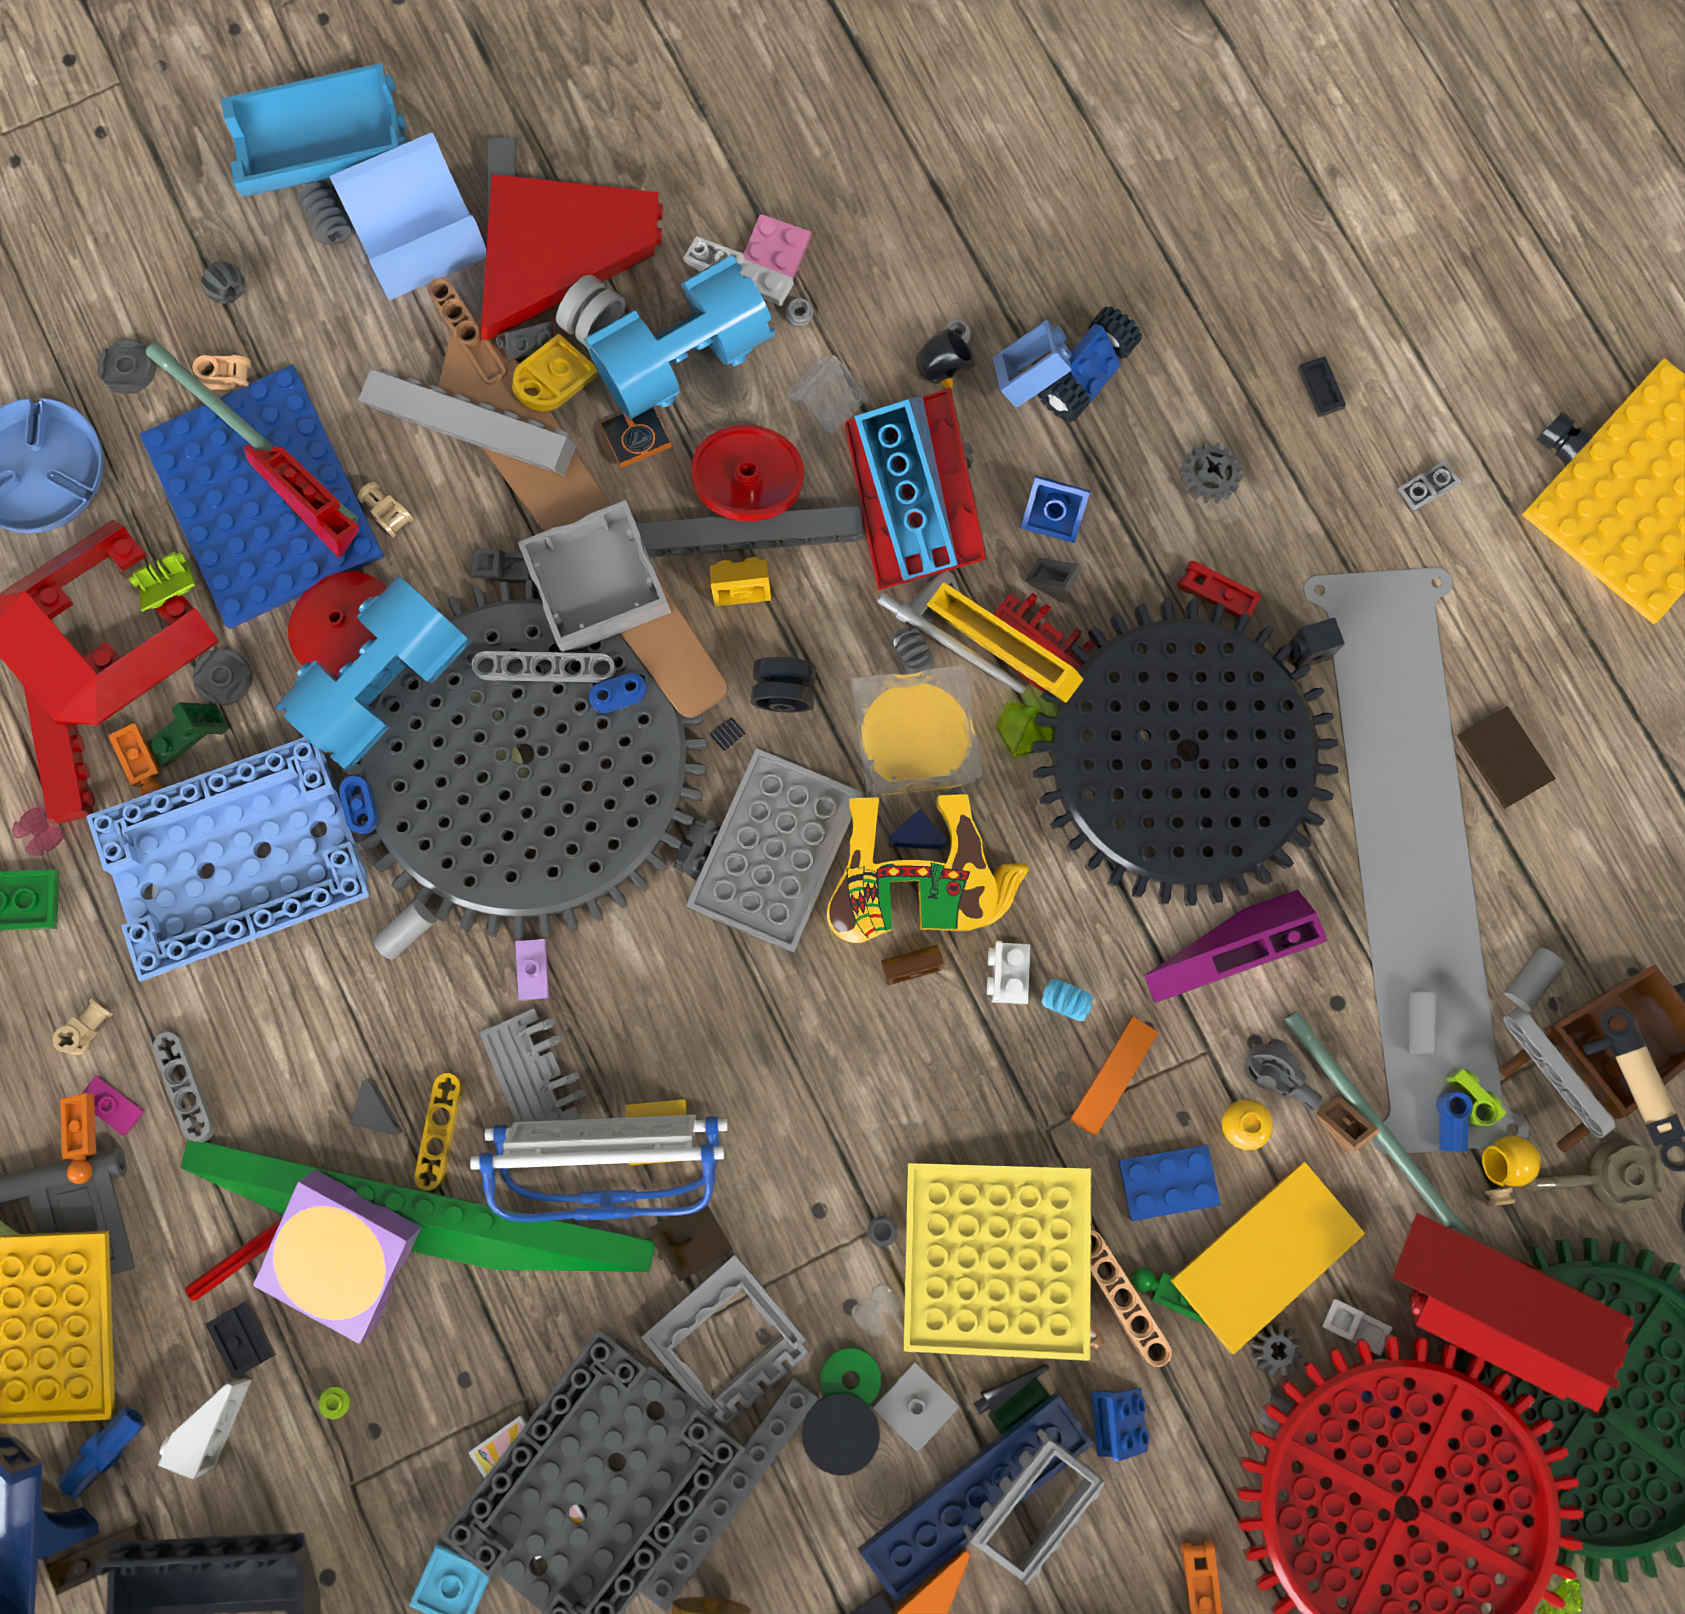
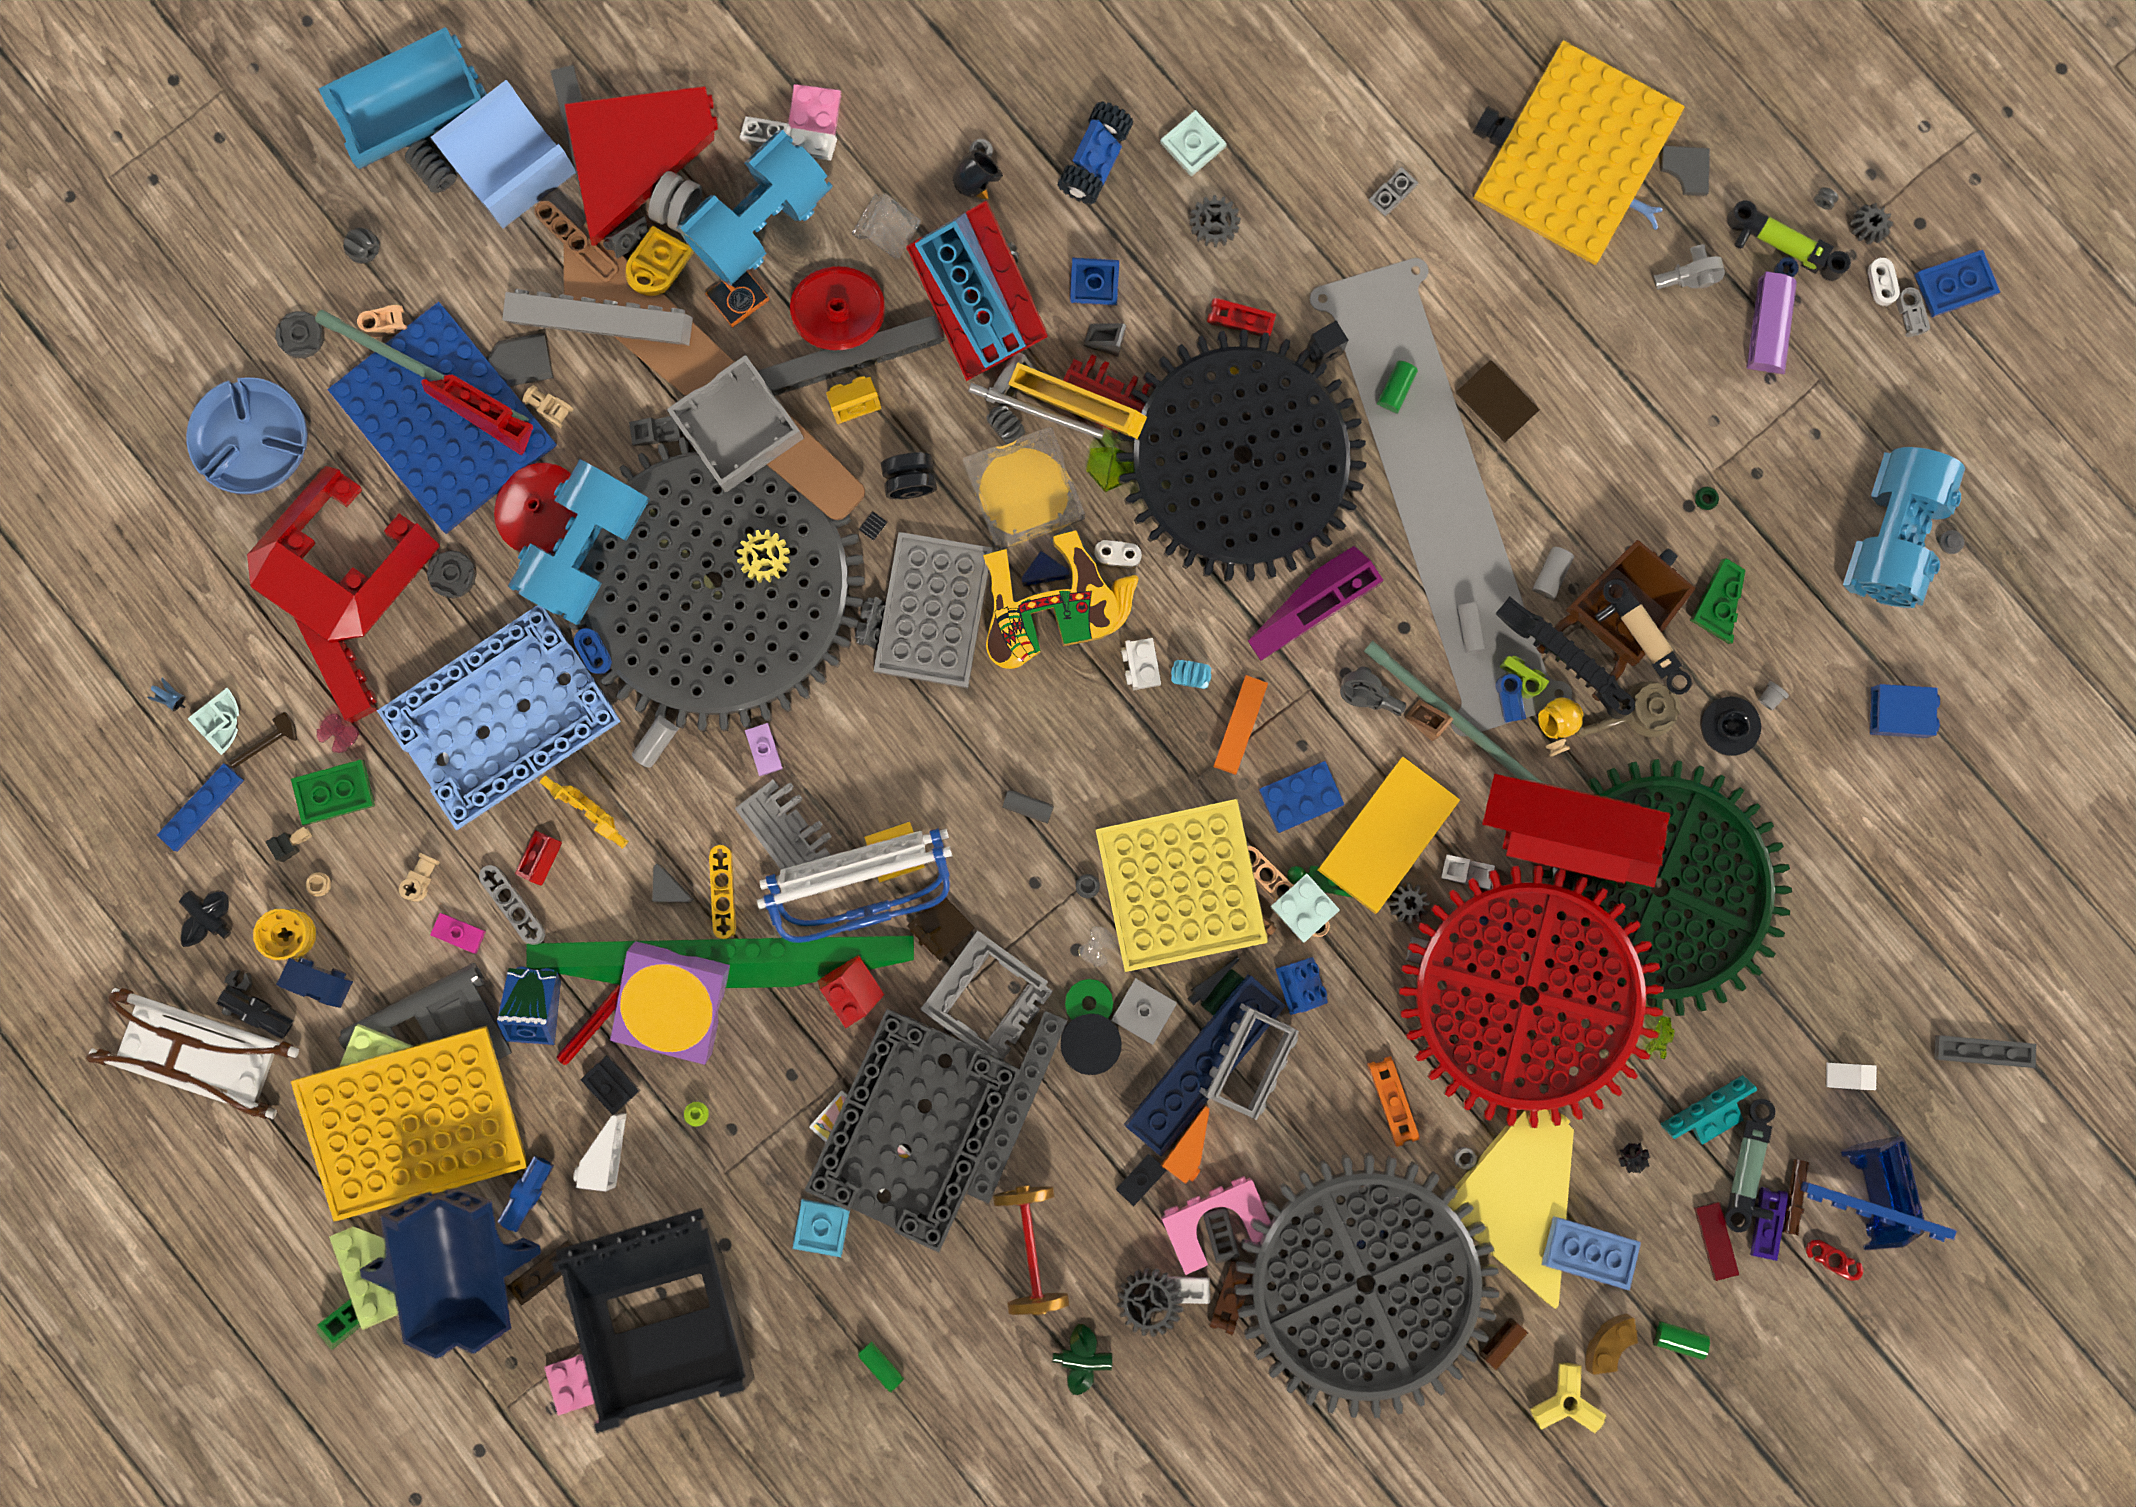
camera: 15 degrees left, 5 degrees up
(78, 1135) = (440, 960): orange plate -> none
(136, 758) = (401, 656): orange plate -> none
(170, 1216) = (530, 1006): none -> slope
(171, 582) = (386, 509): lime hinge -> none
(190, 726) = (436, 623): dark green bracket -> none
(231, 1037) = (538, 858): none -> red slope
(290, 975) = (574, 797): none -> yellow plate
(371, 451) = (522, 359): none -> dark grey tile
(531, 659) = (724, 505): light grey beam -> none
(561, 1294) = (851, 991): none -> red slope
(580, 747) = (758, 564): none -> light yellow gear
(617, 694) = (778, 515): blue plate -> none
(799, 305) = (847, 155): light grey plate -> none
(832, 1114) = (1028, 806): none -> dark grey brick
(912, 965) = (1063, 675): reddish brown brick -> none
(1010, 835) = (1117, 556): none -> white plate
(1024, 352) = (1039, 155): medium blue window -> none
(1145, 1326) = (1305, 908): none -> light aqua plate
(1205, 379) = (1193, 143): none -> light aqua plate
(1247, 1124) = (1351, 737): yellow piece -> none
(1321, 386) = (1289, 128): black plate -> none
(1389, 712) = (1397, 386): none -> green brick
(1559, 1072) = (1582, 639): light grey beam -> none
(1579, 1136) = (1606, 687): none -> black piece

